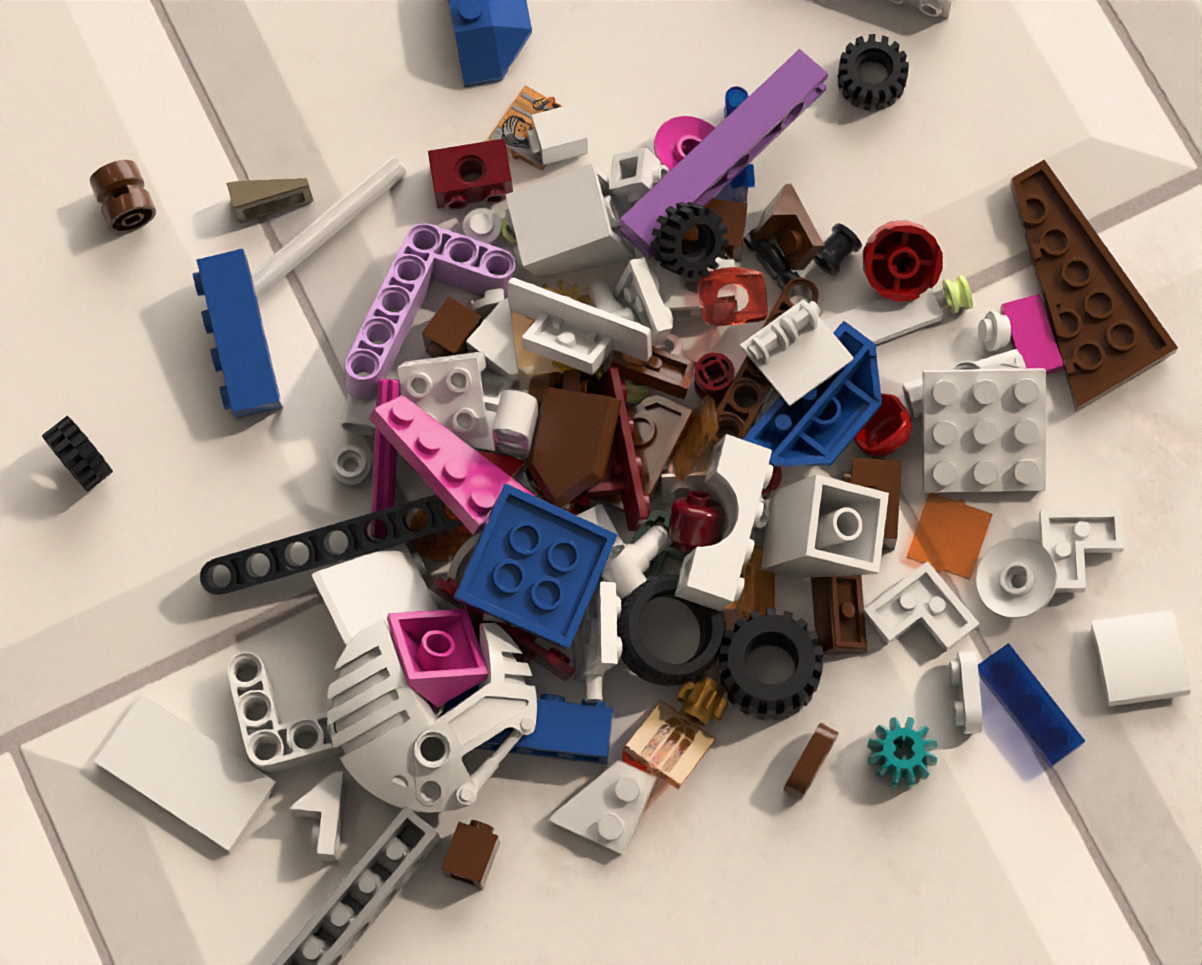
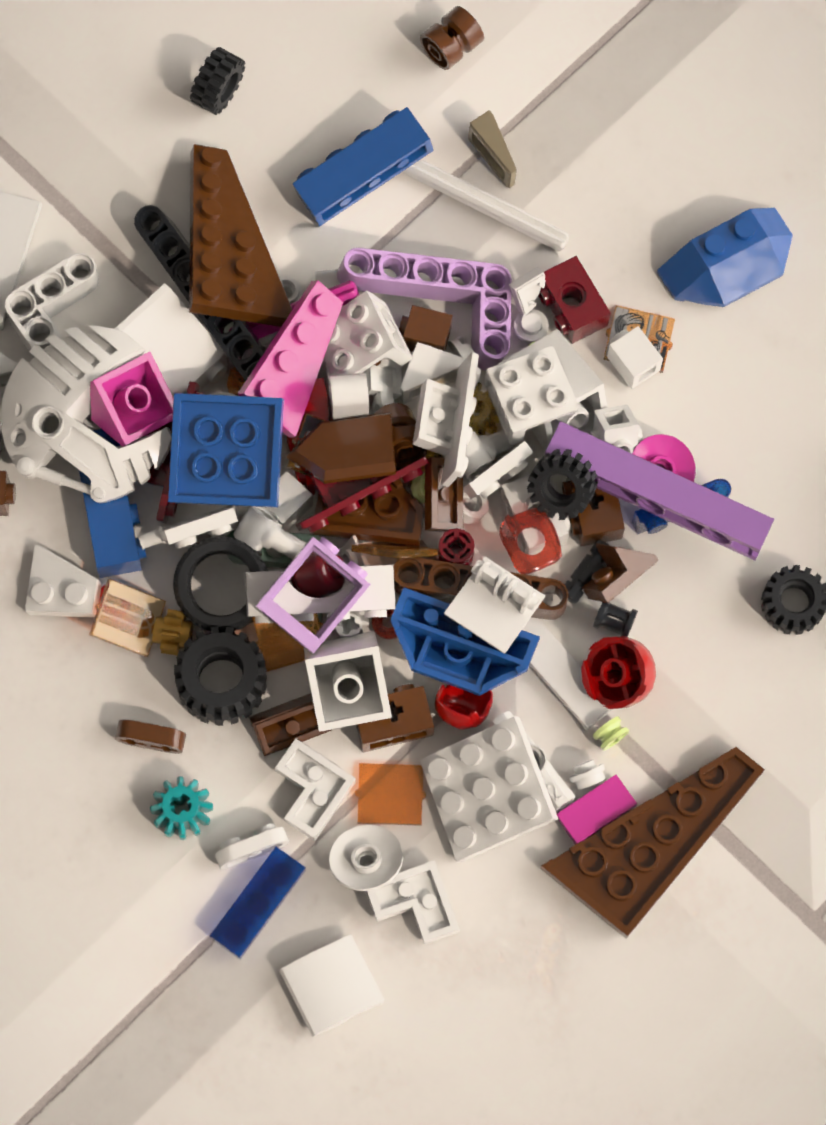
camera: 65 degrees right, 0 degrees up
(298, 503) = (228, 255): none -> reddish brown wing
(446, 212) = (526, 290): none -> white tile
(576, 241) = (529, 392): none -> white bracket
(764, 502) = (351, 572): none -> lavender window

